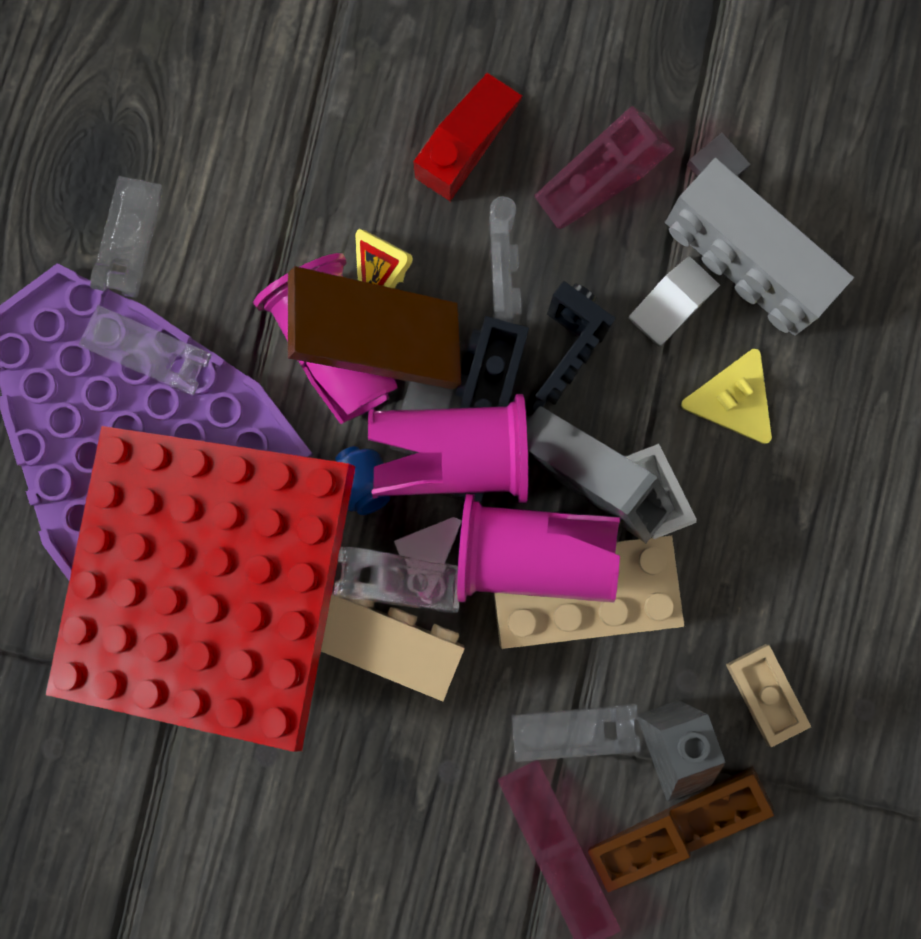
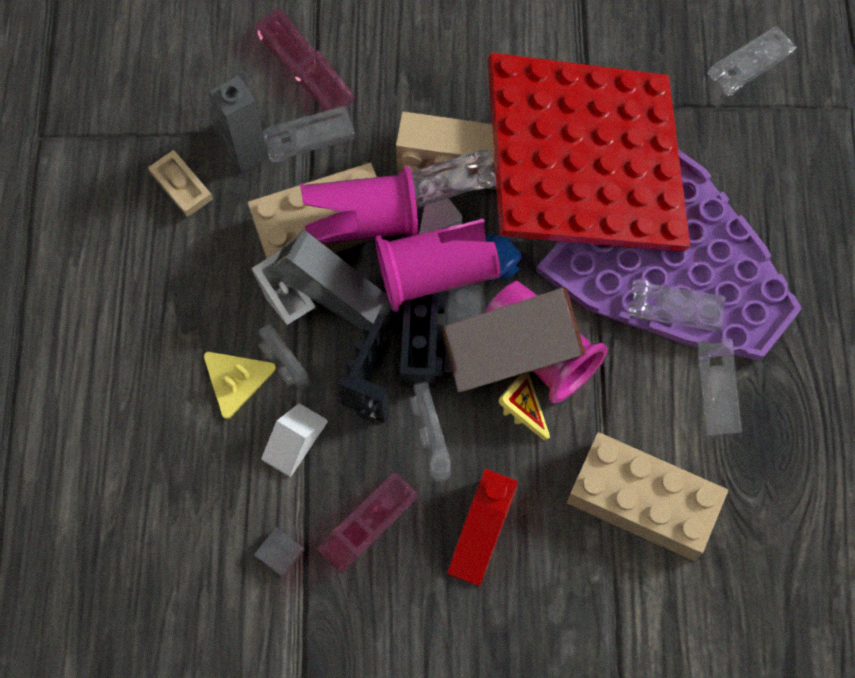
camera: 170 degrees right, 15 degrees down
(259, 120) = (647, 497): none -> tan brick
(664, 388) = (275, 348): none -> clear plate
(682, 829) = (192, 113): reddish brown slope -> none
(756, 249) = (239, 475): light grey brick -> none

